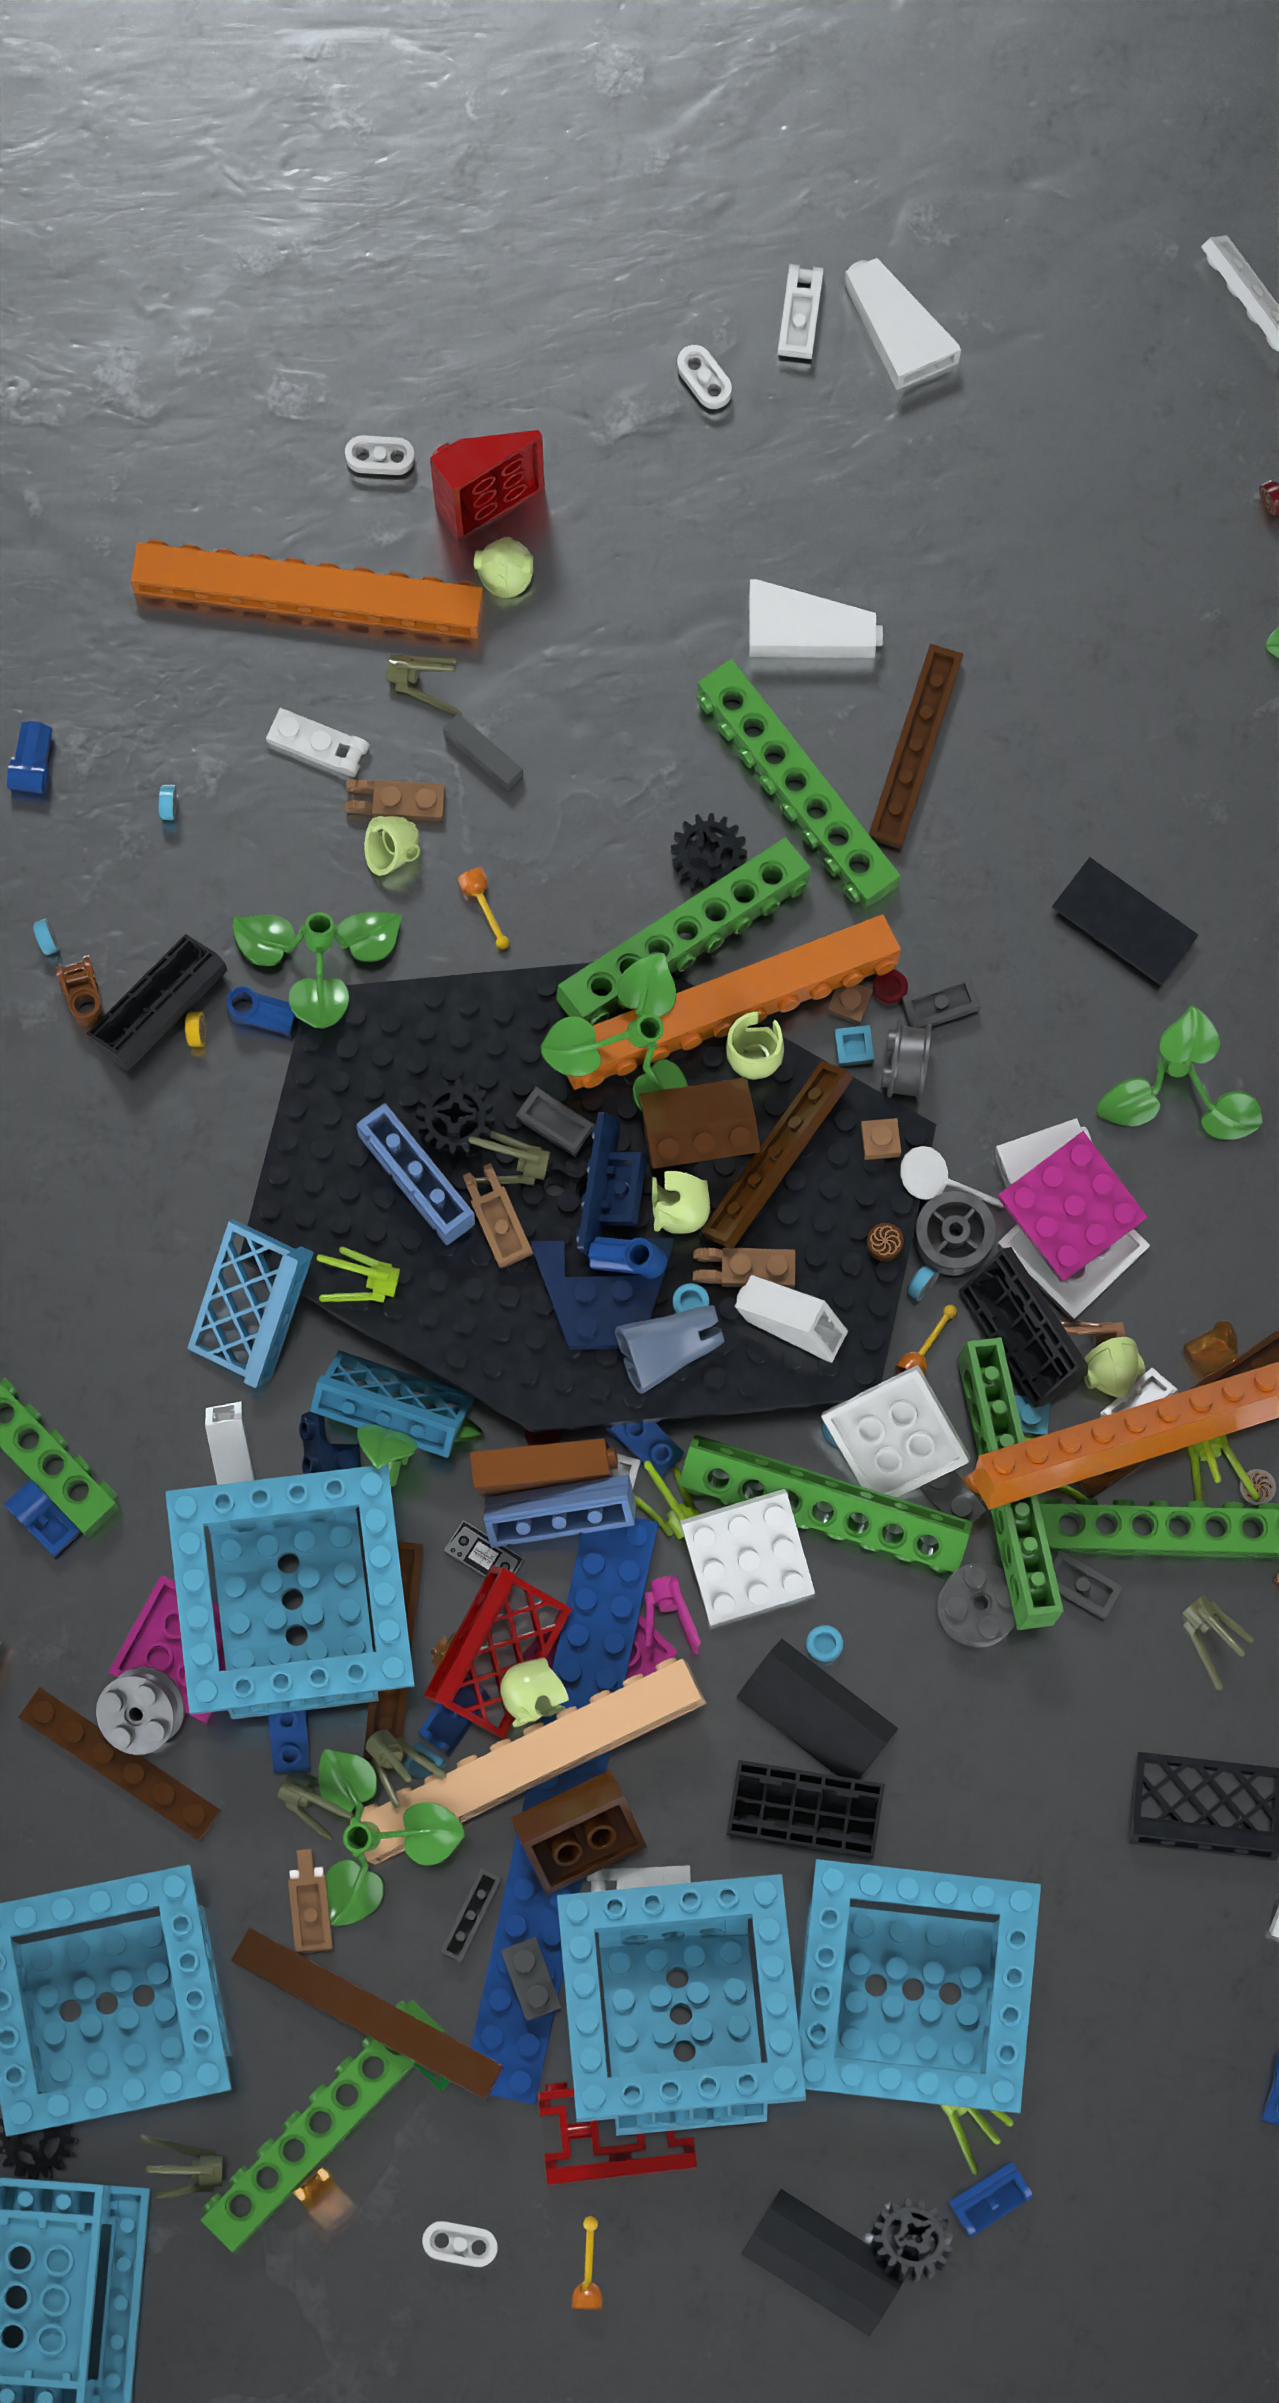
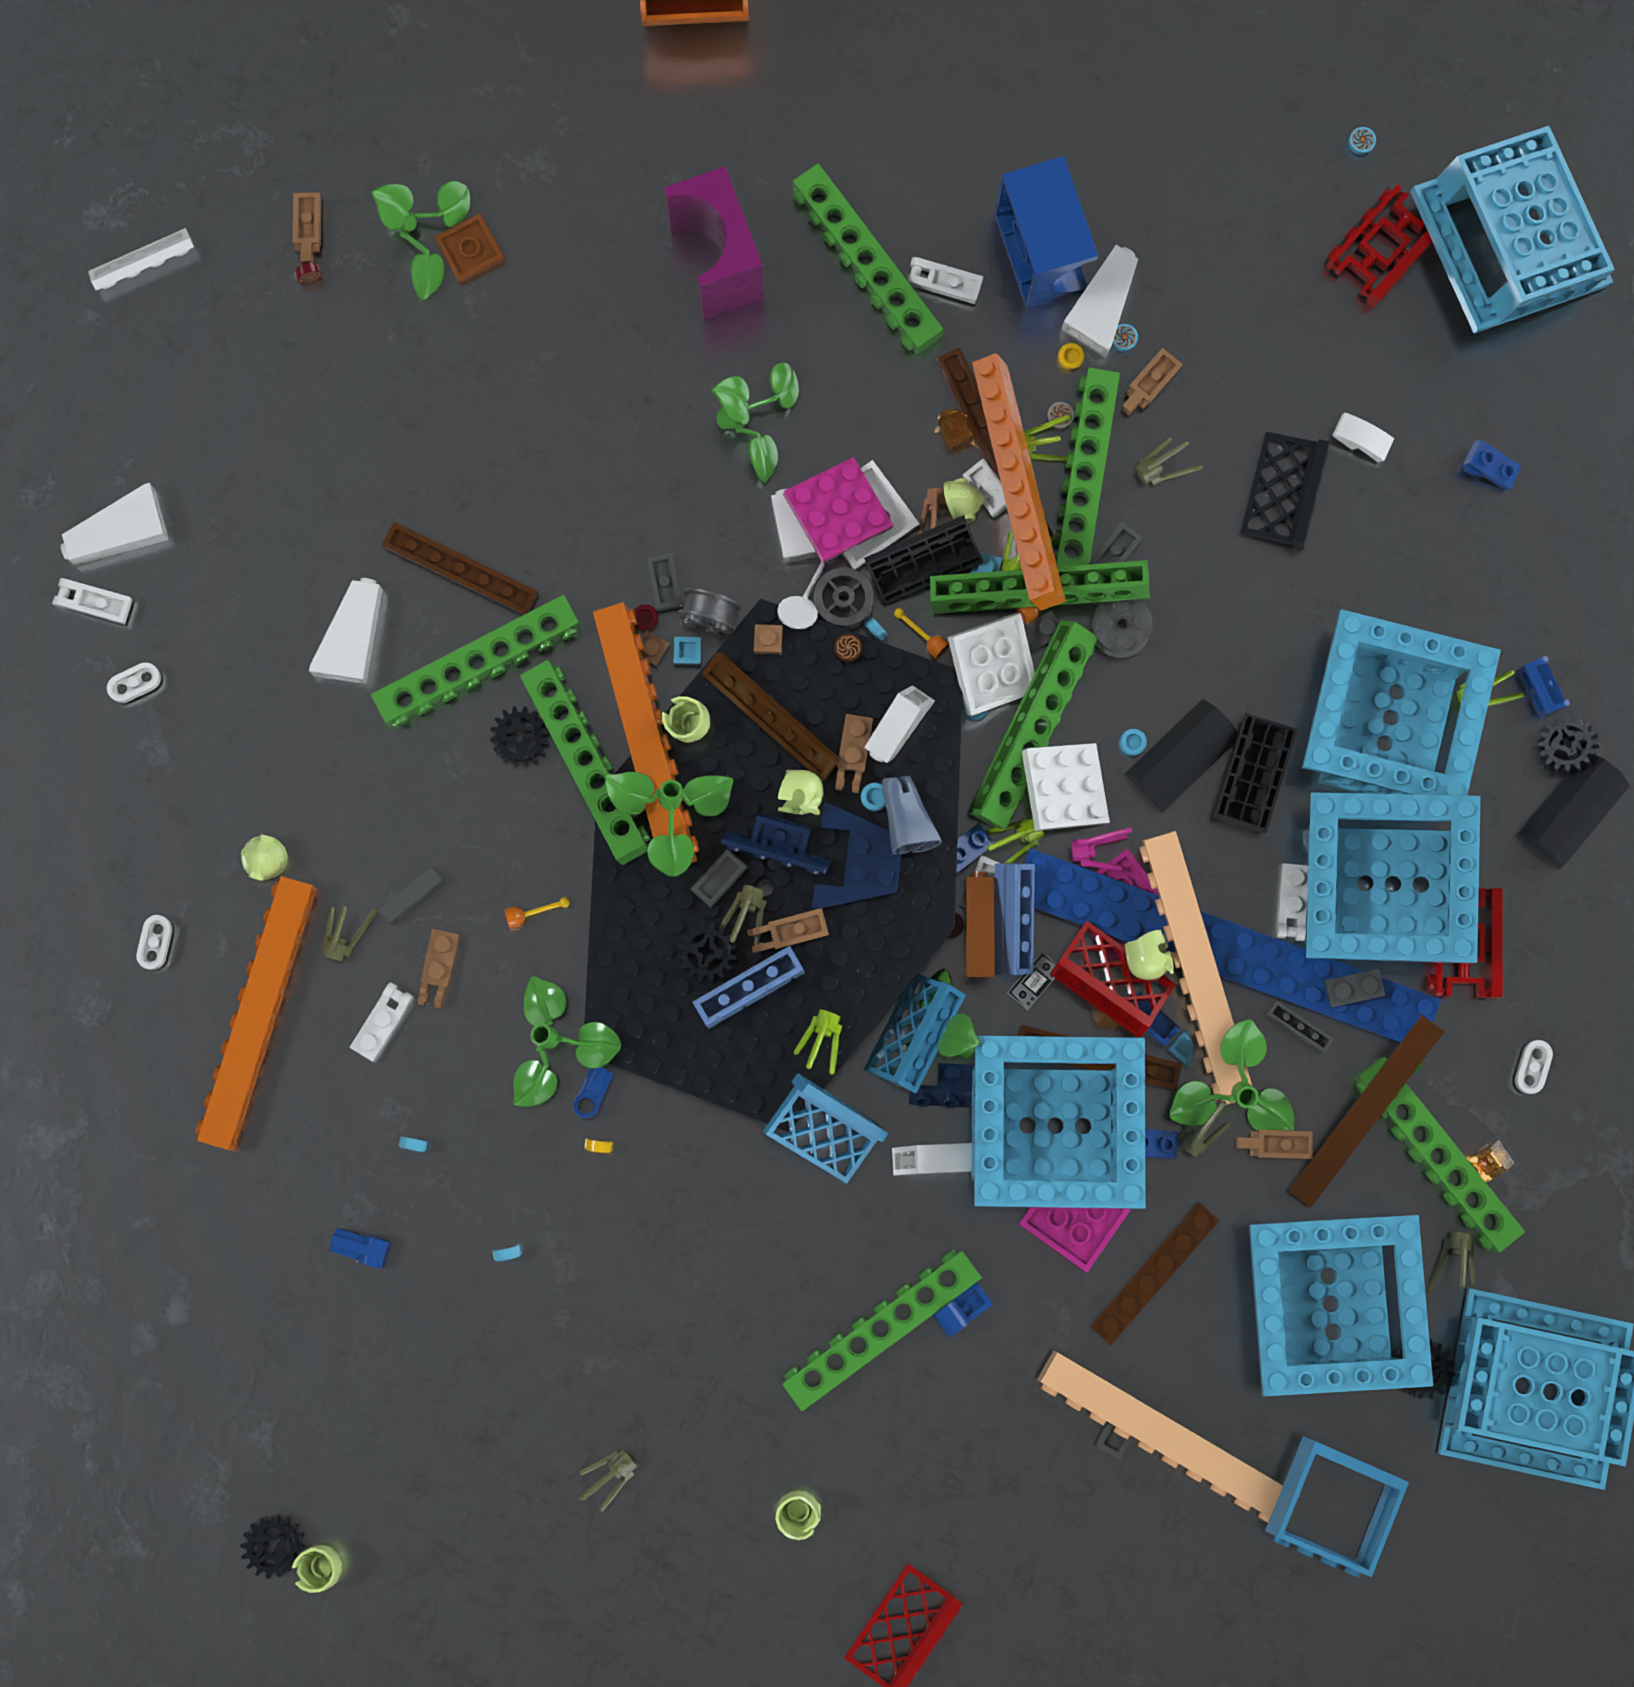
camera: 85 degrees left, 5 degrees up
(80, 986) = (552, 1230): dark orange piece -> none
(140, 1710) = (1121, 1251): flat silver wheel -> none
(157, 1001) = (572, 1172): black piece -> none
(388, 1753) = (1176, 1070): olive plant -> none
(392, 846) = (475, 976): yellowish green helmet -> none
(485, 478) = (195, 860): red slope -> none
(578, 1832) = (1254, 937): reddish brown slope -> none
(588, 2294) = (1579, 980): hinge -> none
(626, 1256) = (835, 839): blue piece -> none
(699, 1122) = (740, 769): reddish brown slope -> none
(1125, 921) = (621, 437): black piece -> none

